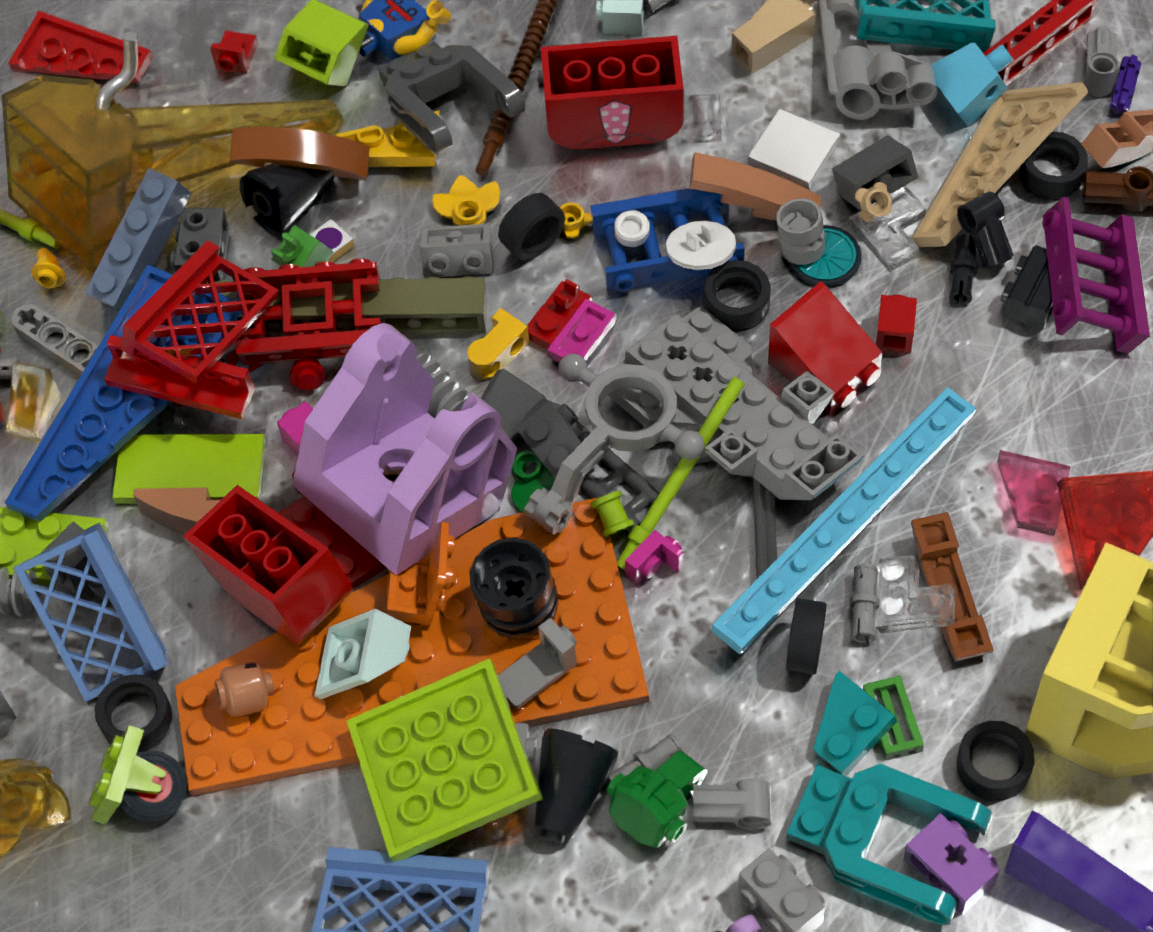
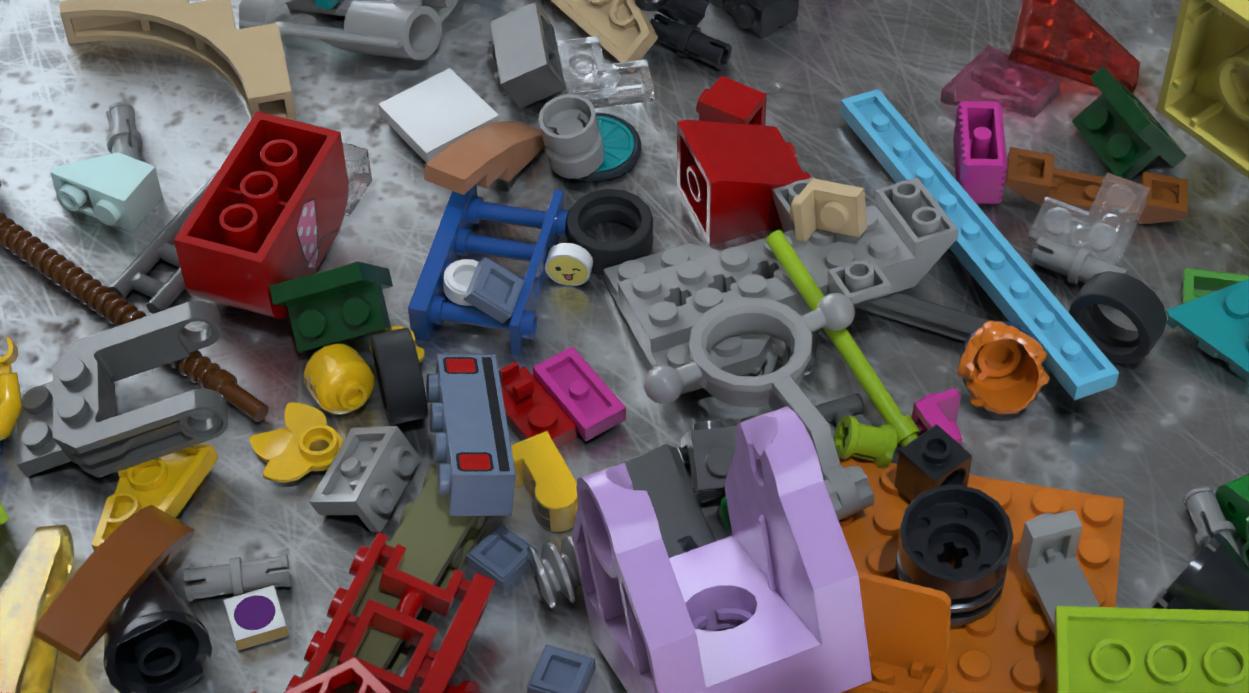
camera: 70 degrees left, 10 degrees down
(300, 249) = (271, 646): bright green brick -> none
(352, 218) = (237, 577): none -> light grey pin
(437, 345) = (500, 557): none -> sand blue tile
(490, 282) = (471, 435): none -> sand blue brick
(520, 187) = (339, 375): none -> yellow head
(575, 165) = (335, 304): none -> dark green bracket
(592, 558) = (931, 462): none -> black brick
(627, 245) = (494, 290): none -> sand blue tile
(691, 284) = (569, 264): none -> tile
(701, 245) = (535, 226): white piece -> none
(721, 575) = (1002, 367): none -> orange hair
(786, 400) = (829, 208): none -> tan bracket
(883, 201) = (573, 63): tan plate -> none
(936, 492) = (980, 150): none -> dark pink brick
(1032, 592) = (1124, 129): none -> dark green bracket

